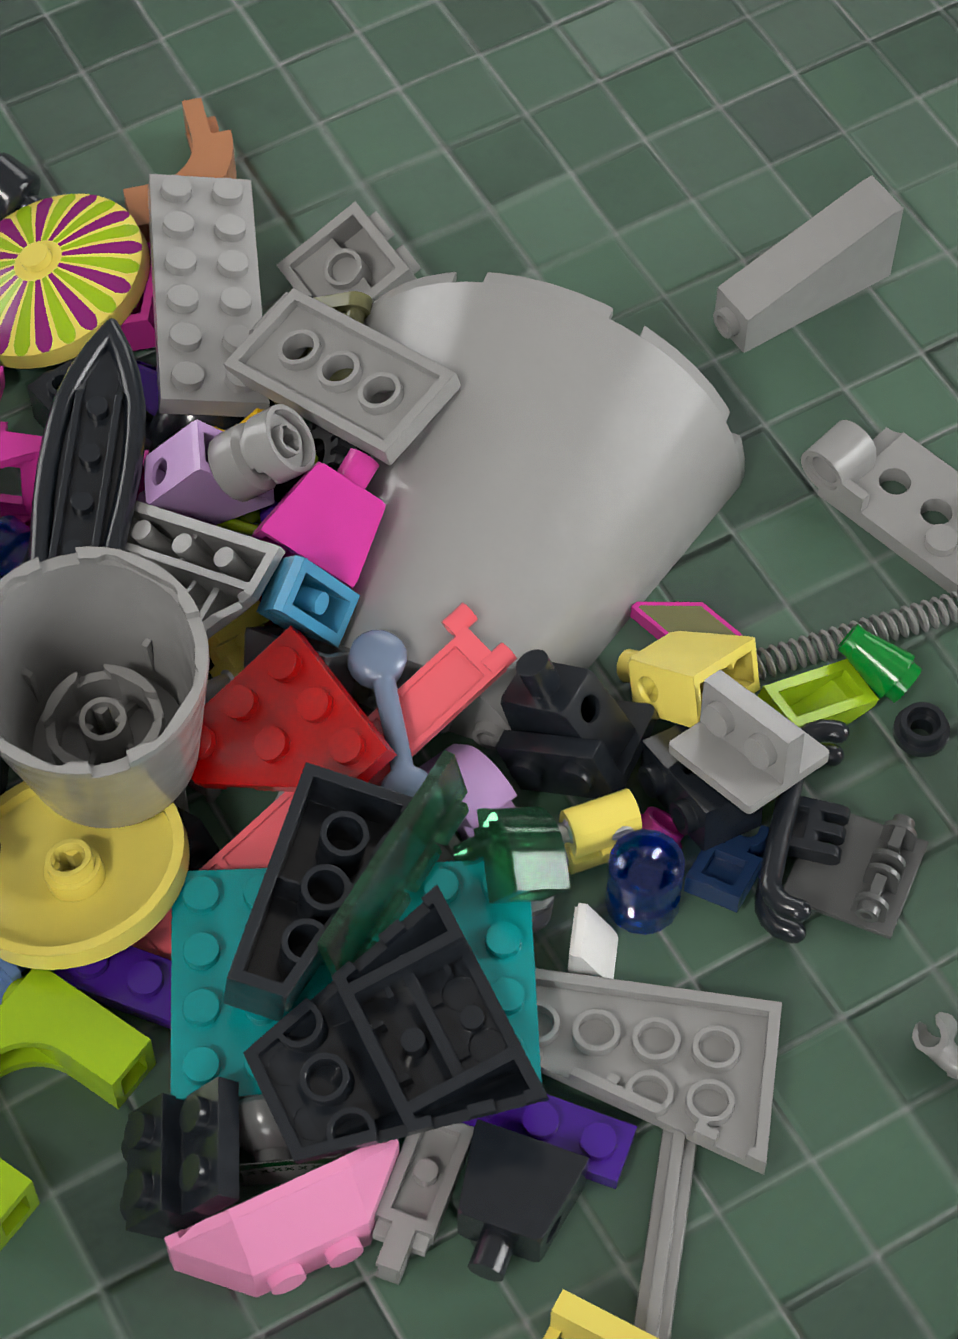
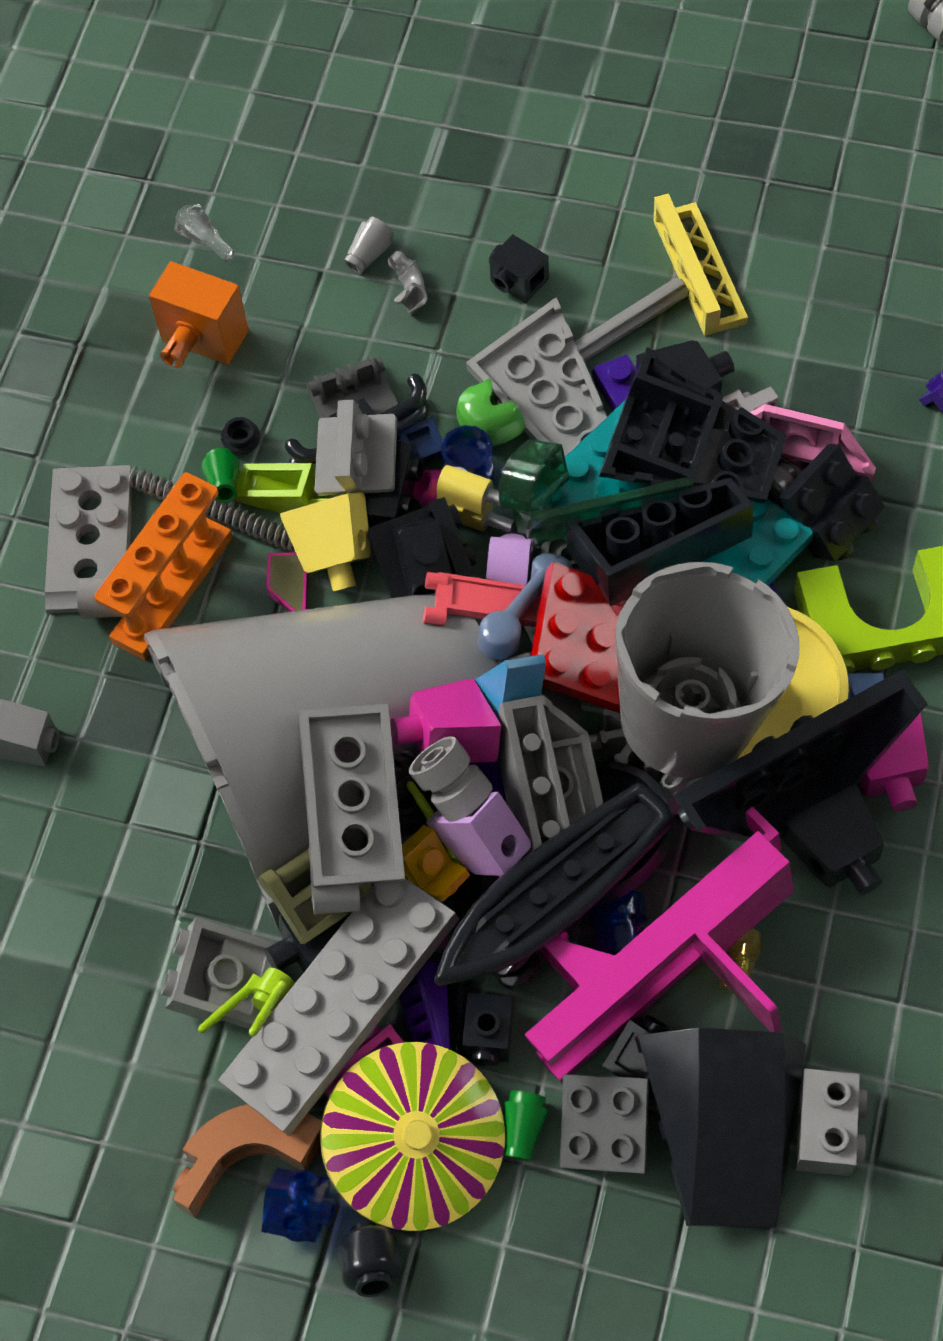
camera: 130 degrees left, 5 degrees up
(110, 162) = (297, 1205): none -> clear blue brick
(283, 273) = (267, 992): none -> lime plant
(684, 943) = (480, 409): none -> bright green helmet
(805, 508) = (164, 564): none -> orange fence
(862, 1180) = (518, 268): none -> black brick

